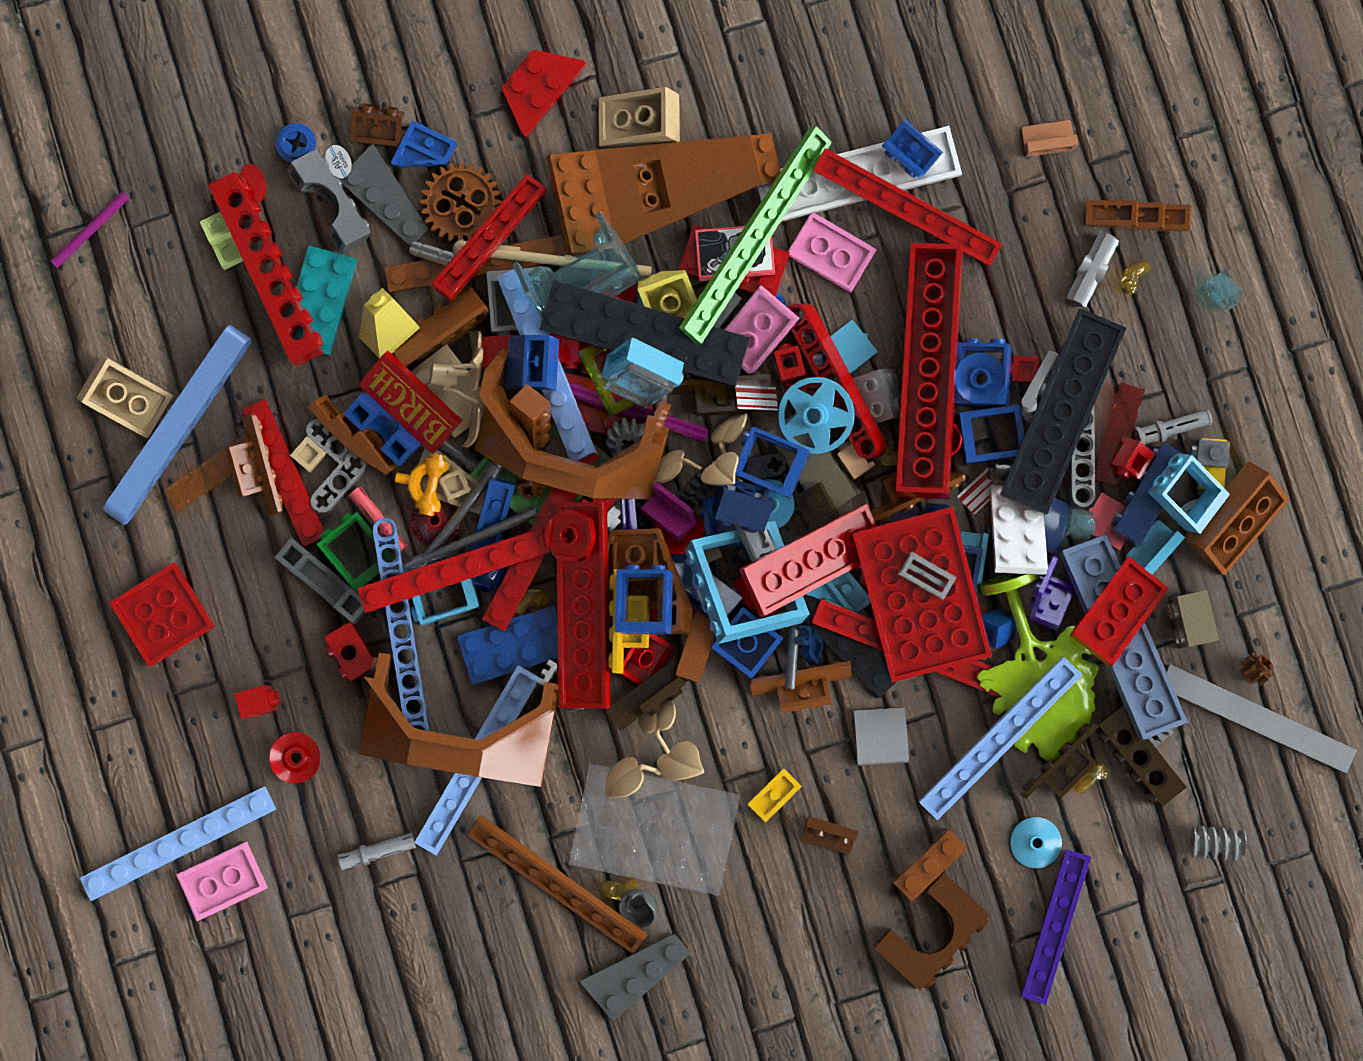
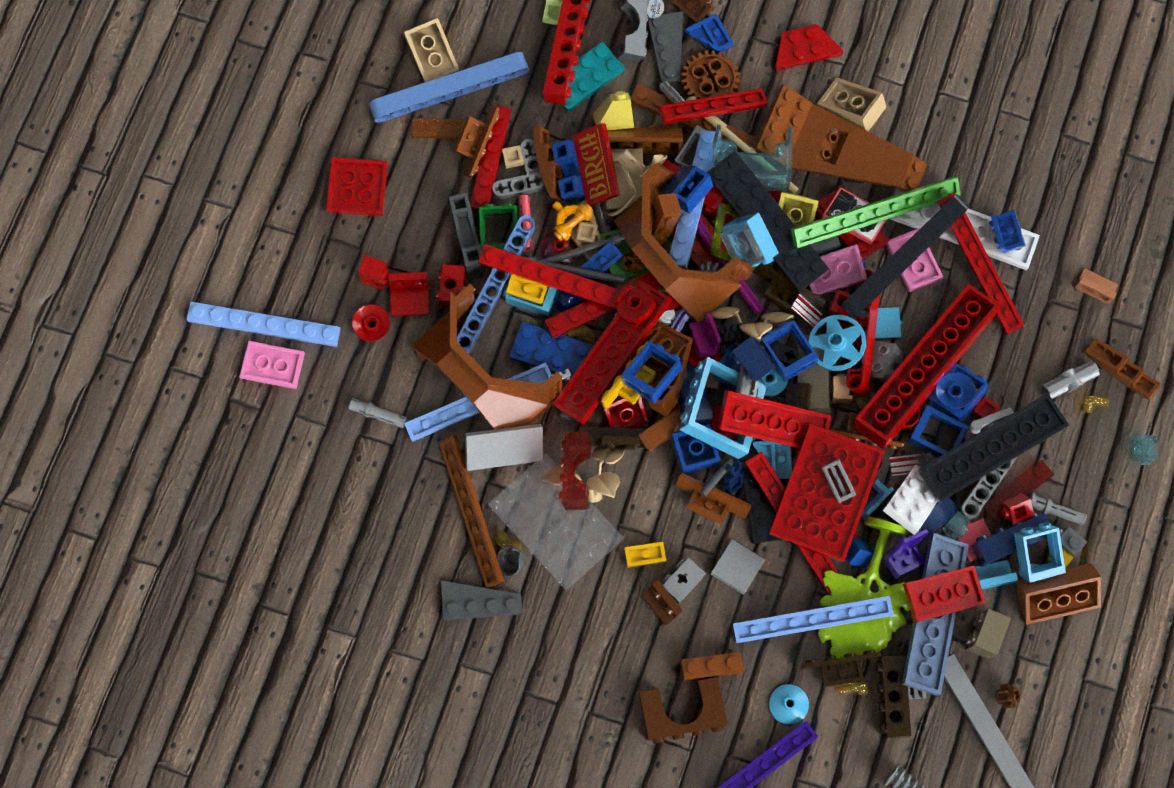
camera: 30 degrees right, 10 degrees down
(312, 696) = (409, 293): none -> red bracket
(438, 601) = (526, 289): none -> yellow plate
(541, 792) = (503, 447): none -> light grey tile
(622, 741) = (576, 450): none -> clear red arch
(823, 263) = (905, 256): none -> black beam
(843, 783) = (693, 575): none -> light grey brick

